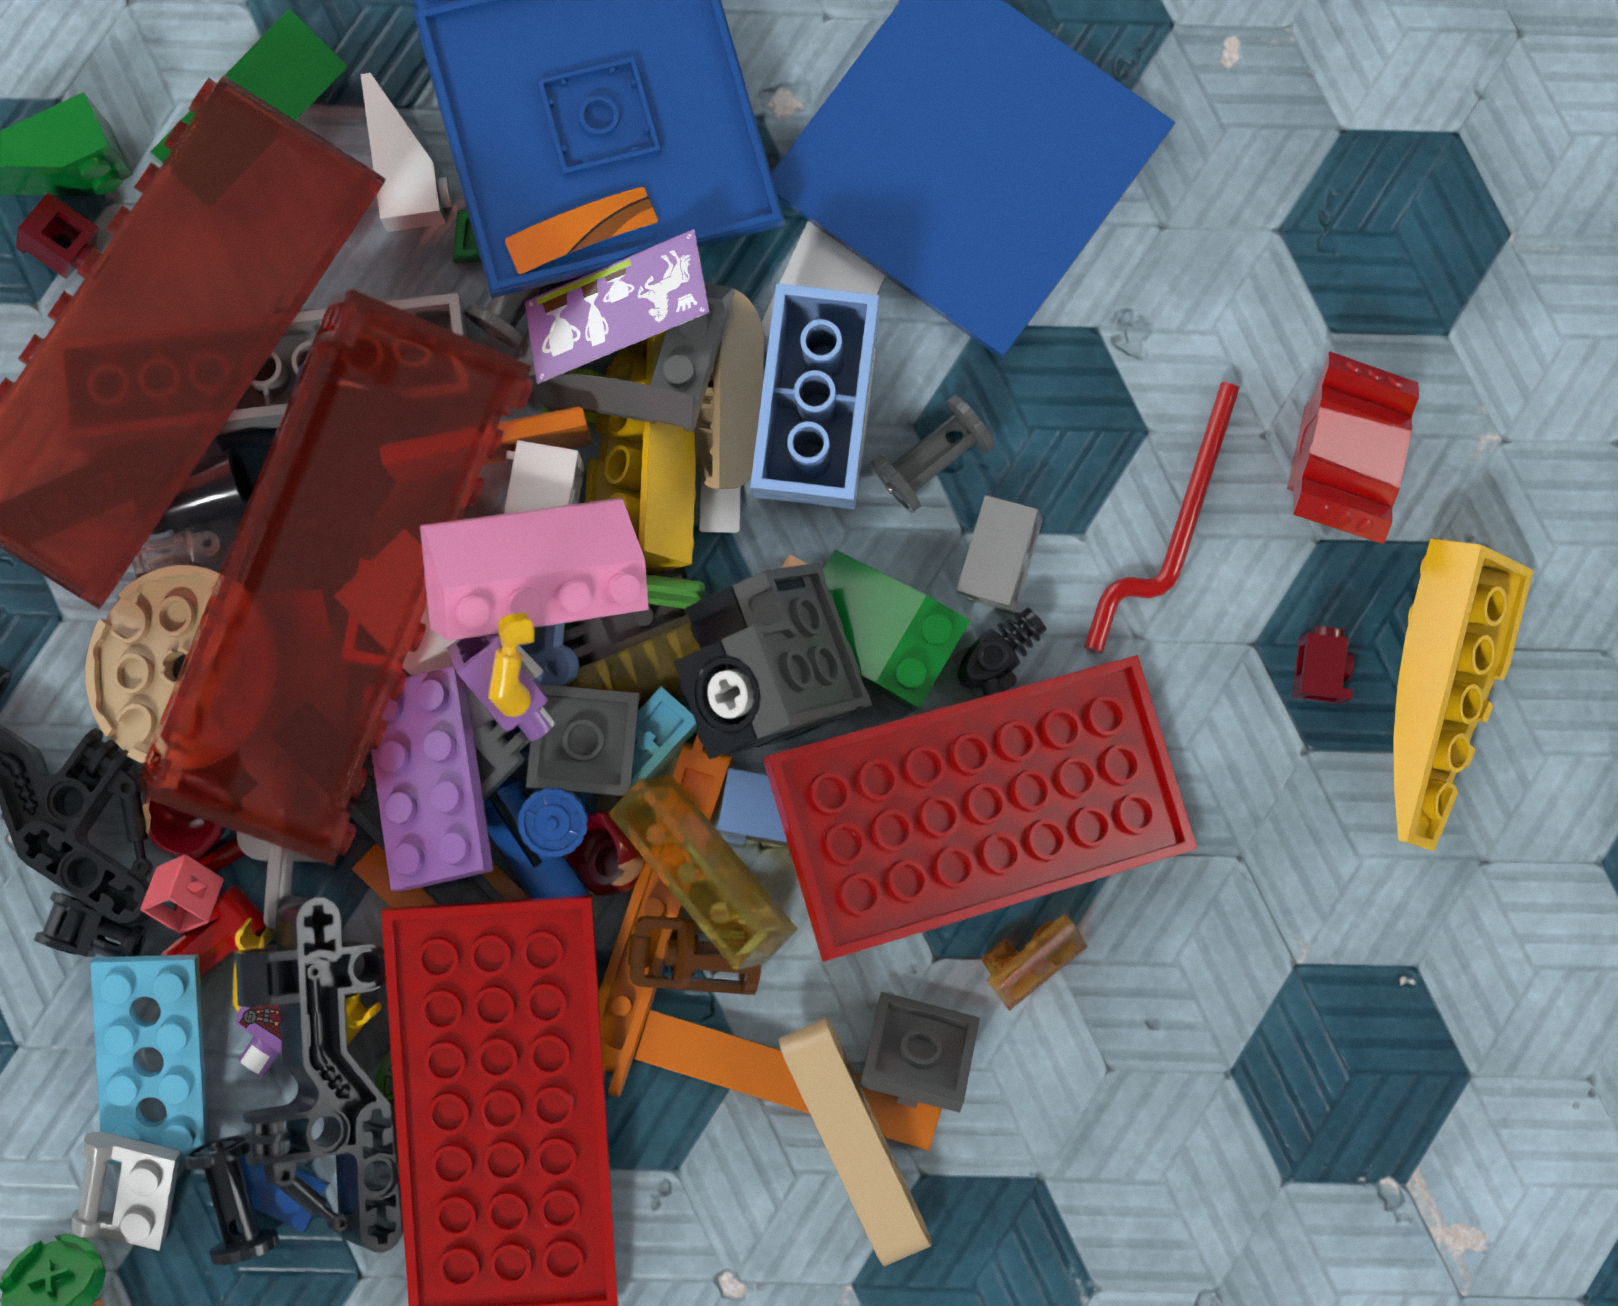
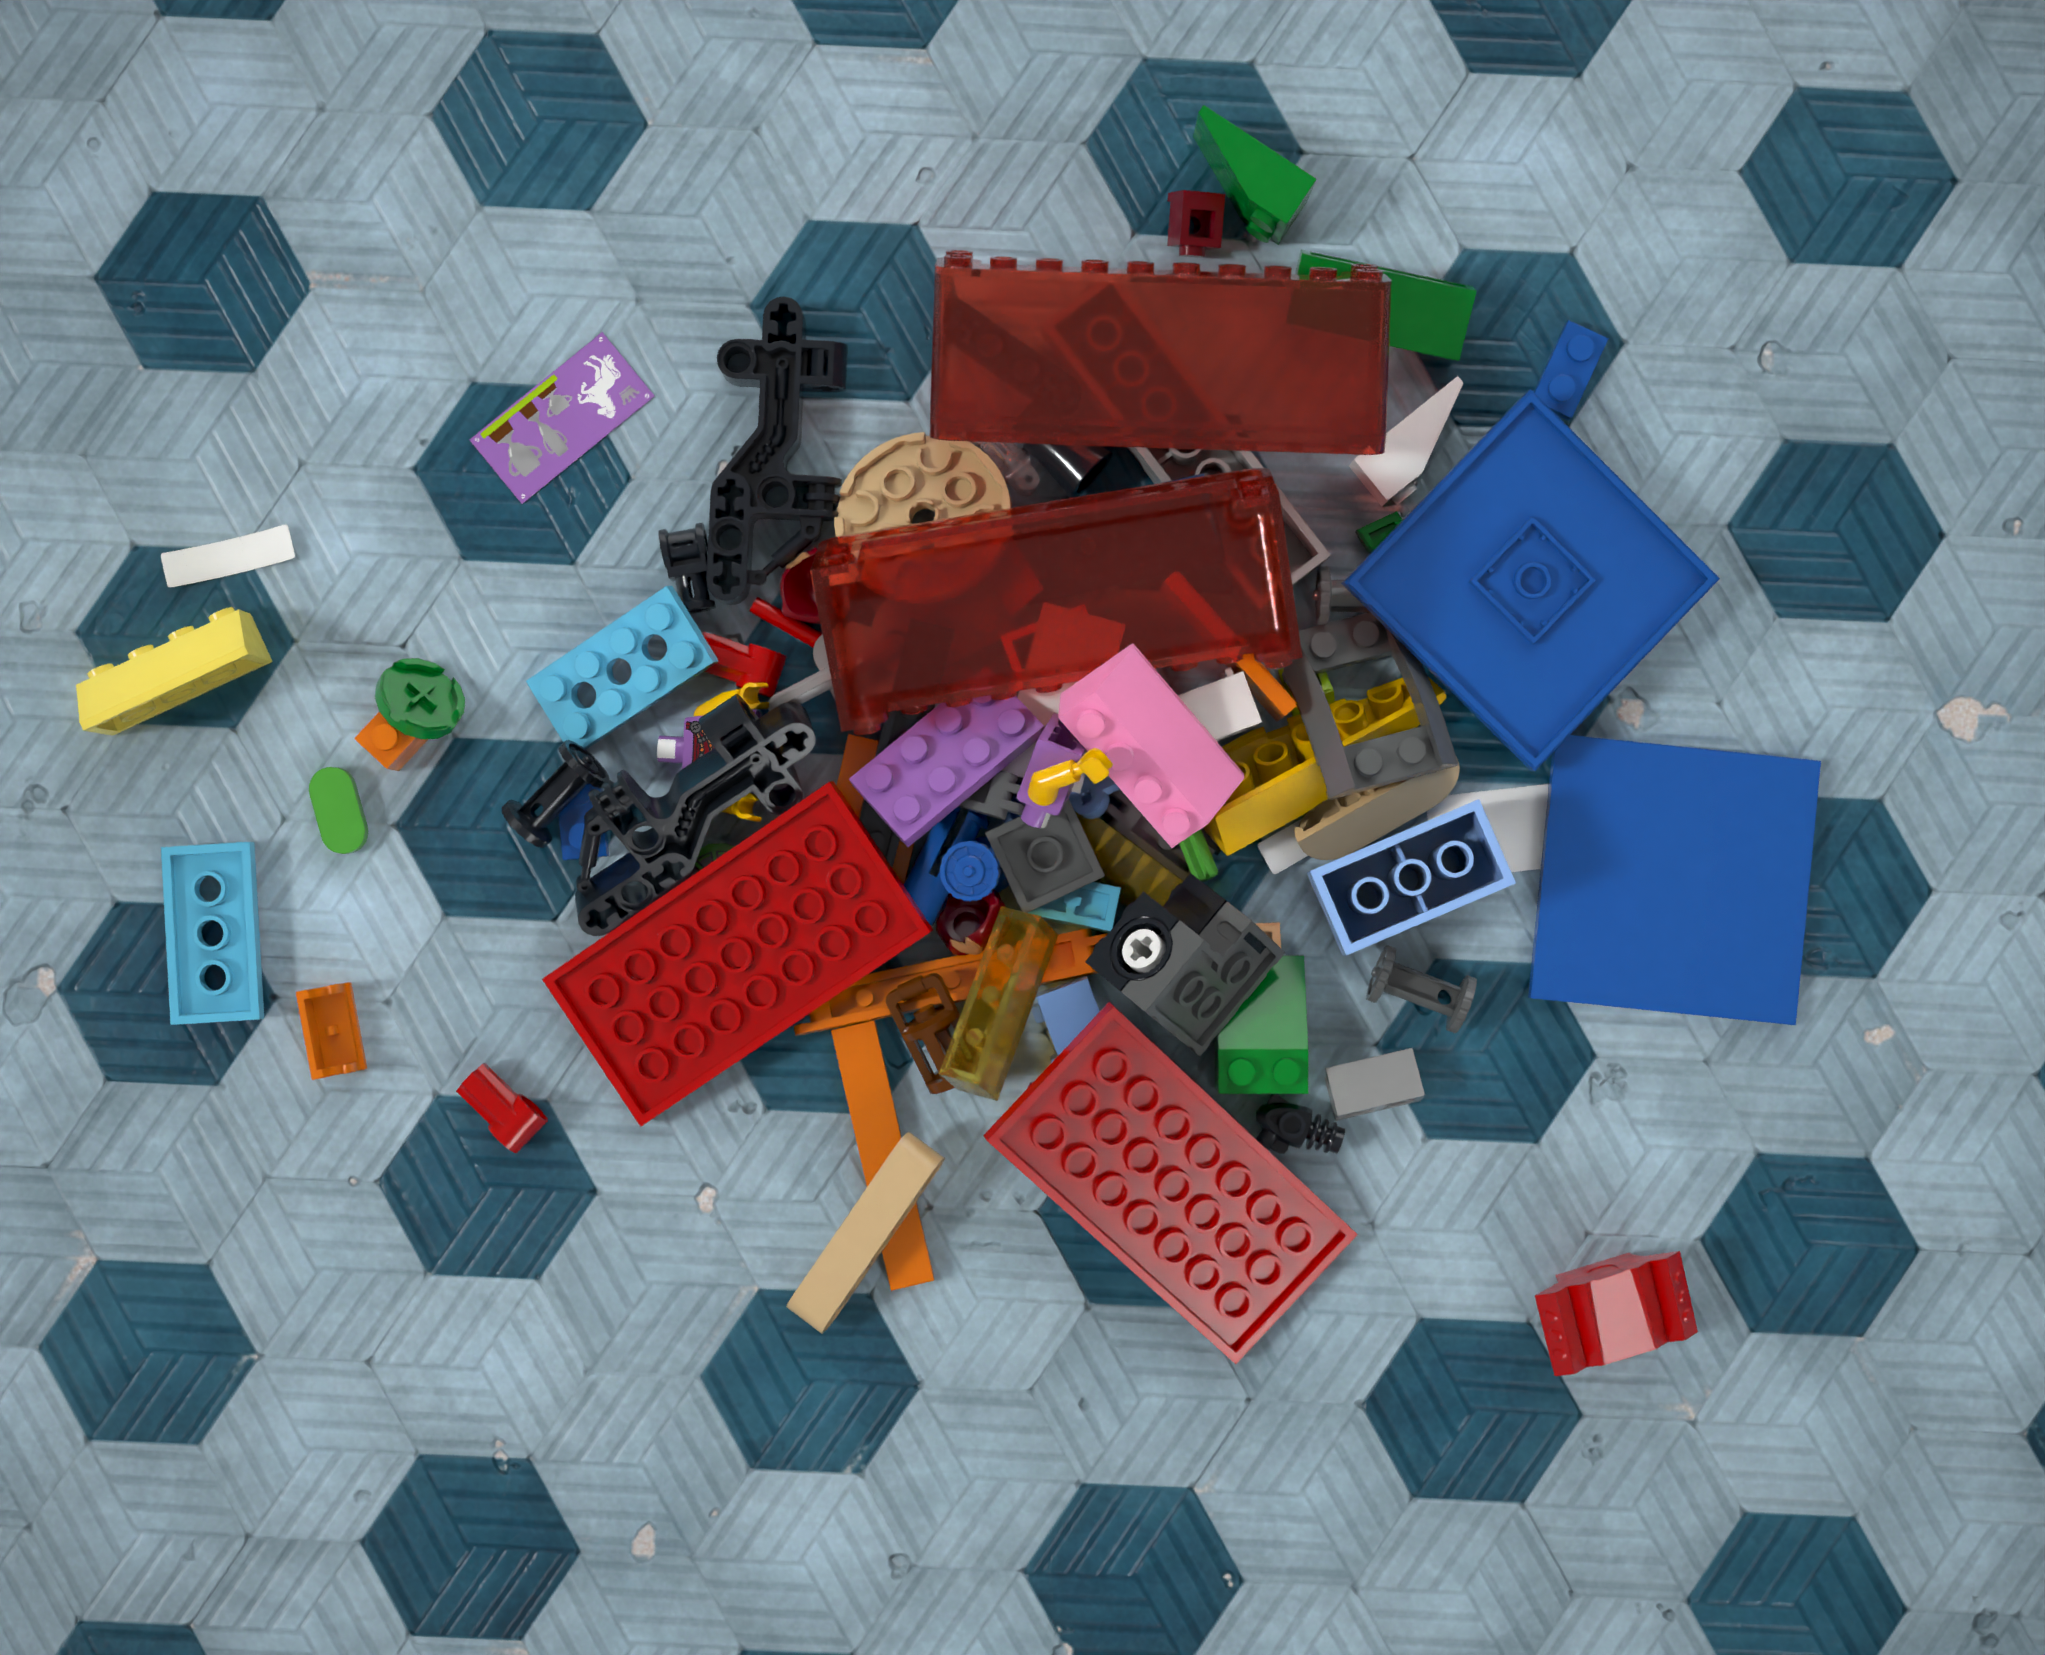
camera: 65 degrees right, 5 degrees up
(142, 1193) = (520, 725): light grey plate -> none
(193, 896) = (763, 625): coral piece -> none
(580, 228) = (1435, 620): orange sticker -> none
(616, 306) = (1390, 684): medium lavender sticker -> none
(919, 1053) = (959, 1242): dark grey hinge -> none
(1020, 973) = (1061, 1283): clear orange hinge -> none
(1182, 531) = (1477, 1213): red piece -> none
(1323, 666) = (1432, 1382): dark red brick -> none
(1452, 654) = (1502, 1476): yellow wedge -> none

